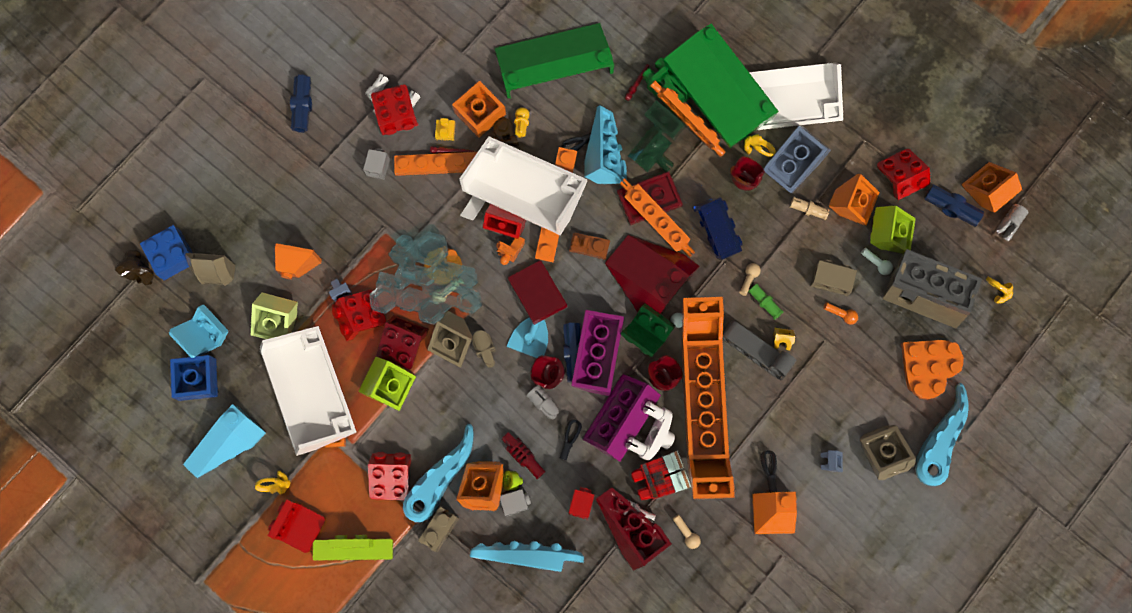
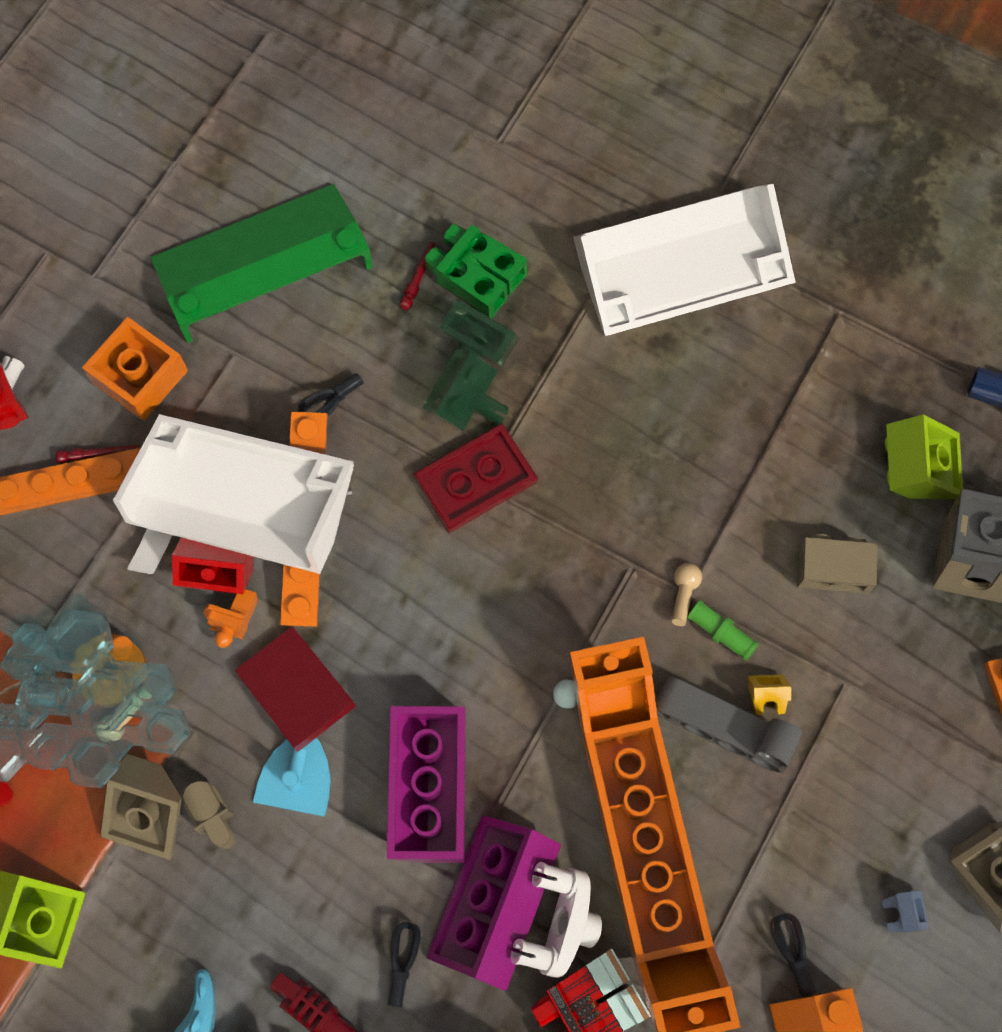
camera: 15 degrees left, 5 degrees down
(401, 341) = (46, 829): dark red bracket -> none
(445, 129) = (79, 416): yellow tile -> none
(503, 129) = (187, 397): dark brown plate -> none
(521, 121) = (218, 378): yellow axle -> none
(543, 402) = (338, 899): light grey hinge -> none
(547, 371) = (337, 839): dark red helmet -> none
(572, 340) = (373, 760): dark blue piece -> none
(589, 246) = (380, 584): dark orange plate -> none
(603, 156) = (377, 412): medium azure wedge -> none
(648, 330) = (515, 724): dark green bracket -> none
(649, 272) = (500, 618): dark red wedge -> none
(657, 217) = (495, 510): orange plate -> none
(665, 373) = (561, 801): dark red helmet -> none
(684, 112) = (530, 327): orange plate -> none
(719, 227) = (612, 509): clear blue wedge -> none
(720, 85) = (568, 255): green slope -> none
(746, 174) = (644, 403): dark red helmet -> none
(755, 141) = (649, 344): yellow piece -> none
(796, 159) = (727, 363): sand blue slope -> none
(809, 208) = (768, 446): tan pin -> none
(849, 316) = (879, 630): orange bar -> none
(855, 199) = (846, 417): orange slope -> none
(884, 267) = (922, 529): light aqua bar -> none
(905, 172) = (925, 353): red bracket -> none

